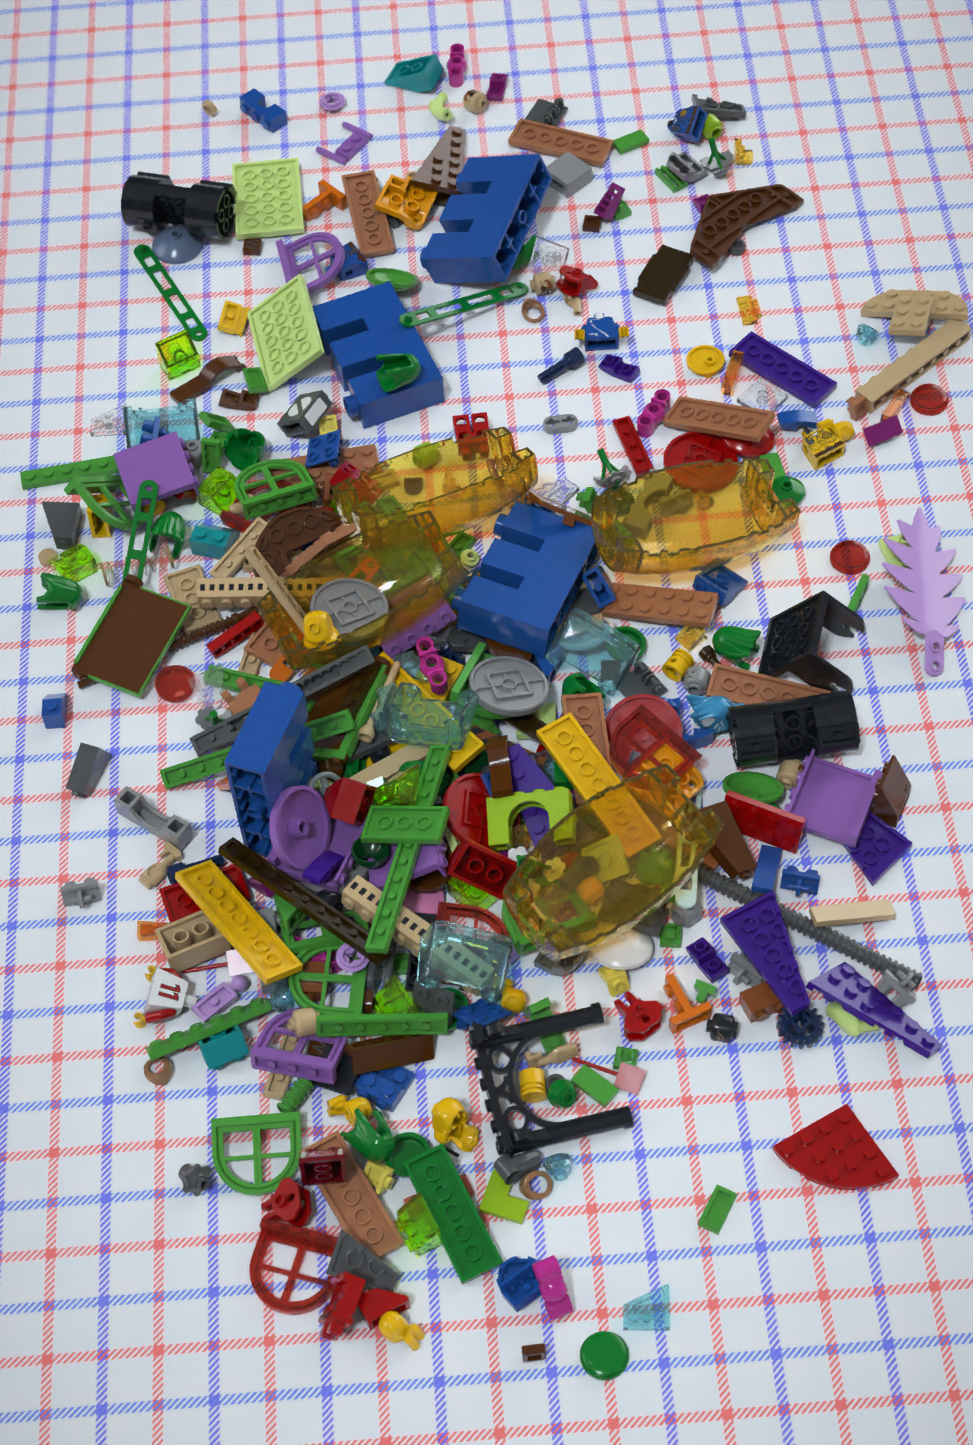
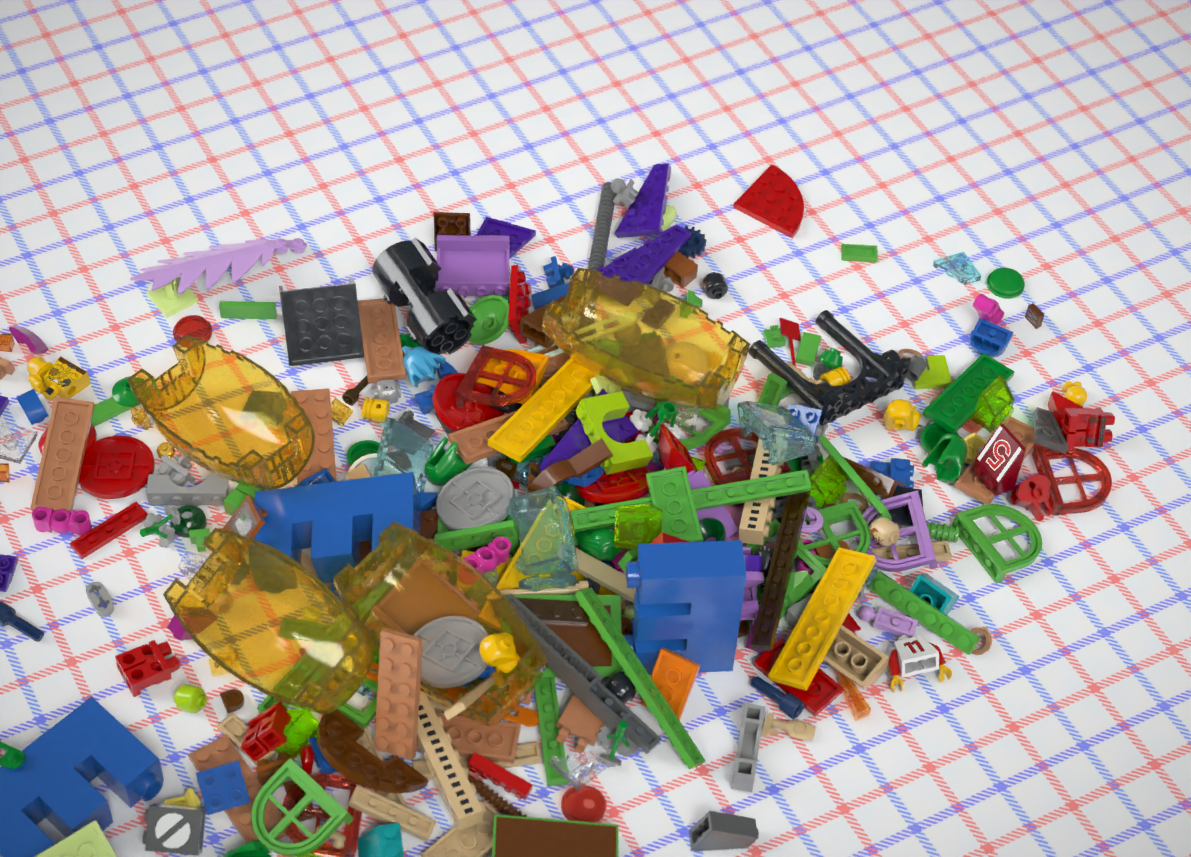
camera: 120 degrees left, 5 degrees down
(80, 893) = (859, 785): light grey hips -> none
(194, 1178) = (1053, 567): dark grey rock -> none
(341, 1106) = (929, 486): yellow piece -> none
(397, 370) = (110, 727): green hair -> none
(558, 1166) = (888, 341): clear light blue cone -> none
(639, 1017) = (747, 331): red hinge -> none
(686, 1015) = (717, 307): orange bracket -> none
(736, 643) = (336, 369): green hair -> none
(852, 913) = (572, 234): tan tile -> none

